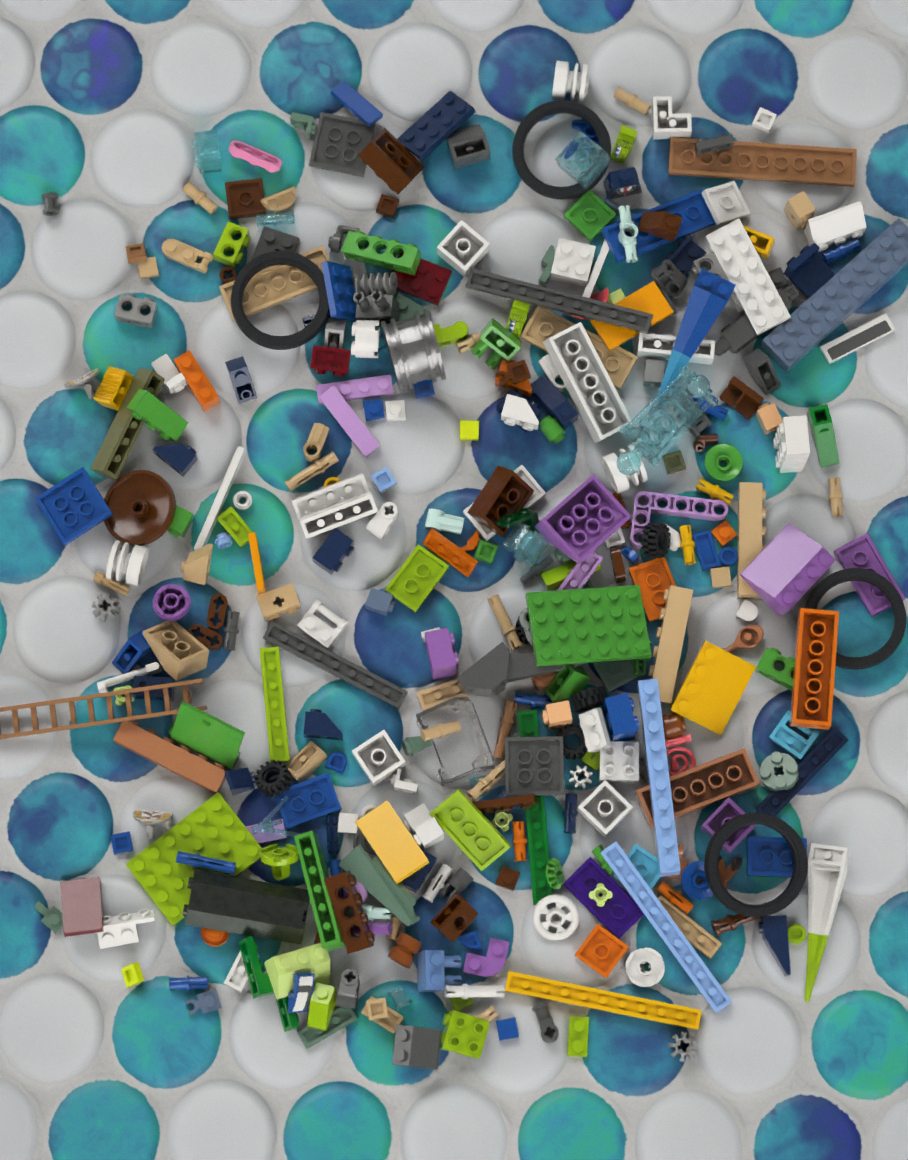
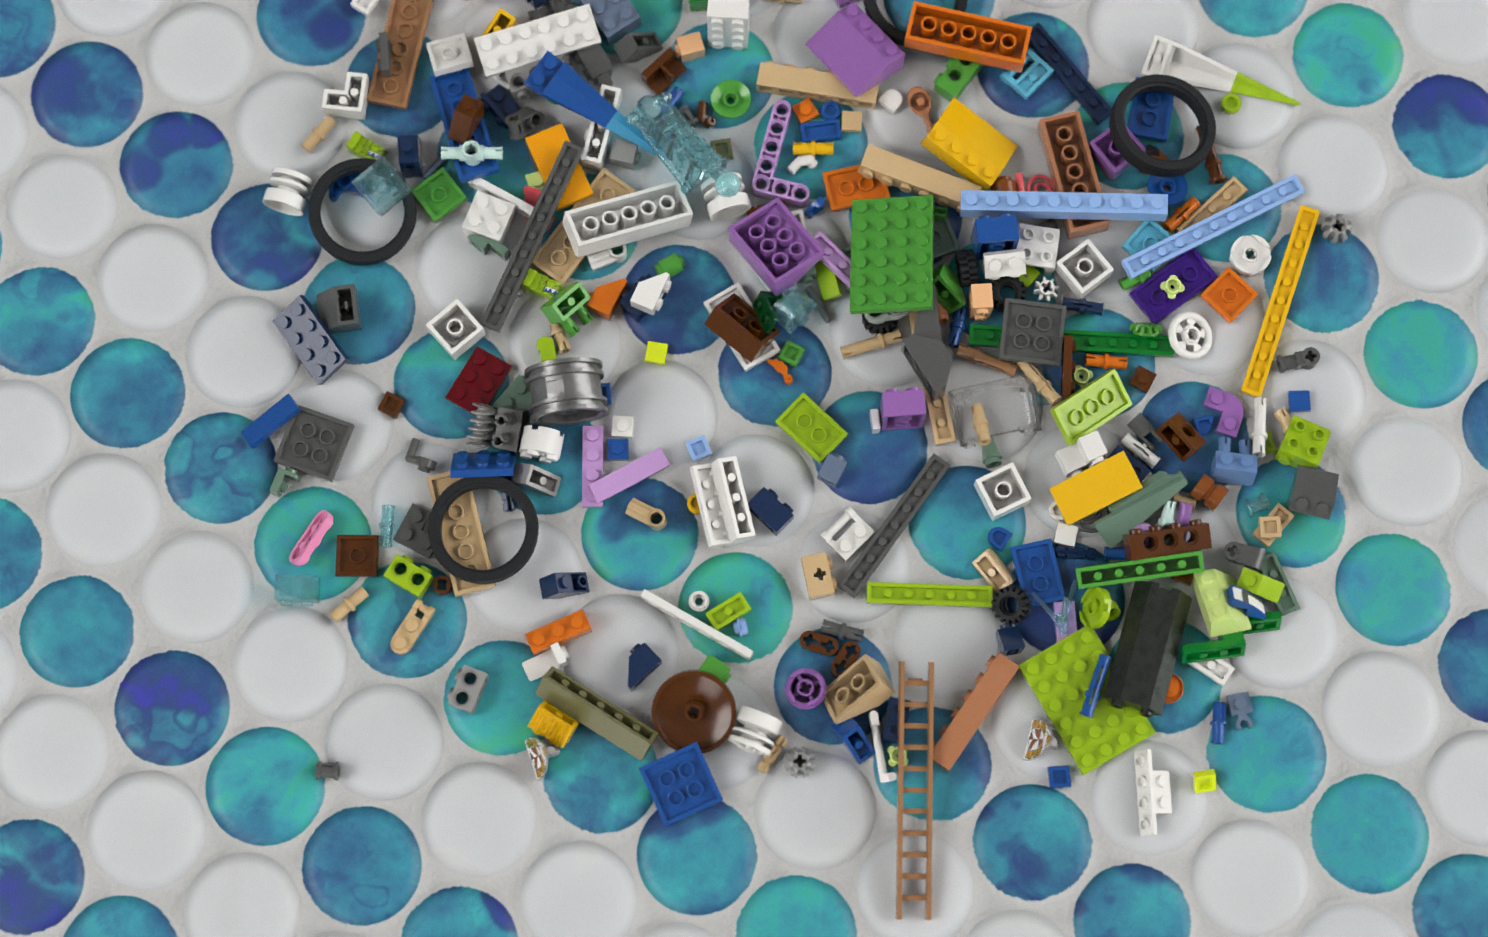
camera: 80 degrees left, 0 degrees up
(52, 918) = (1132, 861): sand green plate -> none
(82, 906) = (1126, 826): tile -> none
(136, 253) = (401, 682): medium nougat tile -> none
(148, 268) = (419, 672): tan tile -> none
(157, 415) = (594, 678): bright green brick -> none
(197, 565) = (767, 655): tan slope -> none
(207, 735) = (959, 667): bright green door -> none
(257, 563) = (776, 591): light orange tile -> none
(280, 201) = (367, 518): tan tile -> none
(311, 471) = (677, 522): tan pin -> none
(320, 726) = (959, 549): dark blue slope -> none
(330, 360) = (558, 485): dark red bracket -> none
(381, 523) = (746, 456): white piece -> none
(391, 161) = (344, 391): reddish brown slope -> none
(405, 786) = (1034, 468): white bracket -> none
(407, 263) = (456, 410): bright green brick -> none
(443, 522) = (753, 395): light aqua piece -> none
(450, 552) = (788, 389): orange tile -> none
(516, 372) = (606, 290): reddish brown plate -> none
(554, 402) = (639, 259): dark blue slope -> none
(578, 1036) = (1313, 332): lime plate -> none
(617, 564) = (824, 221): reddish brown beam -> none
(655, 540) = (806, 176): black tyre -> none
(714, 491) = (759, 113): yellow pin -> none
(775, 936) = (1237, 121): dark blue slope -> none
(776, 761) = (1064, 104): sand green plate -> none

